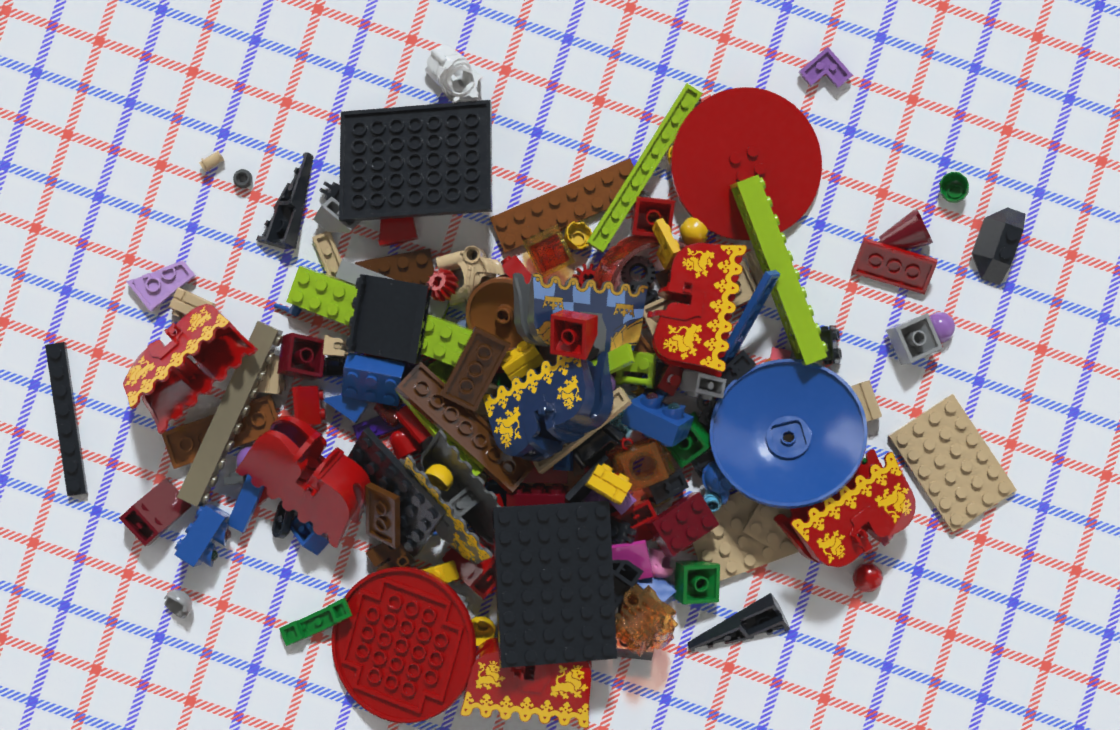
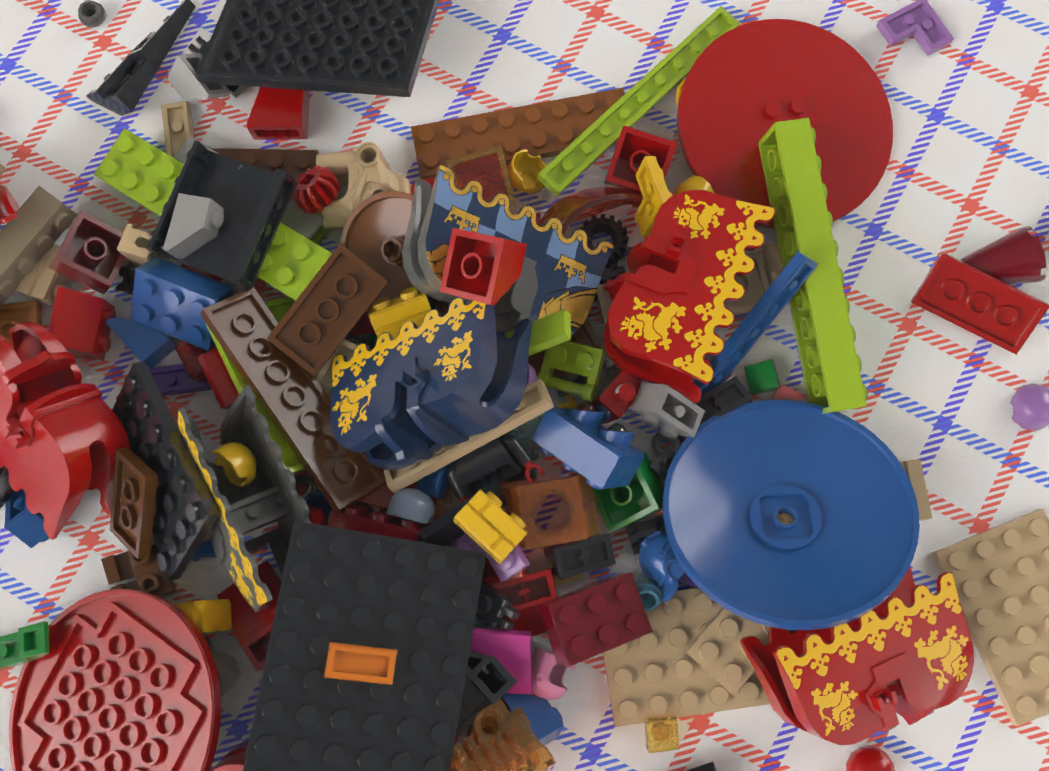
camera: 10 degrees right, 10 degrees down
(293, 310) = (108, 195): blue hand -> none
(372, 329) = (192, 224): none -> light grey slope
(403, 443) = (203, 408): red helmet -> none
(483, 628) = (237, 720): yellow hair -> none
(552, 580) = (360, 663): none -> orange tile
(555, 479) = (412, 505): none -> sand blue hair
(697, 582) = (599, 718): green slope -> none
(737, 583) = (661, 733): none -> clear yellow plate
(760, 345) = (762, 377): none -> green tile
(831, 338) = (872, 411): black hinge -> none
(914, 339) = (995, 413): light grey slope -> none

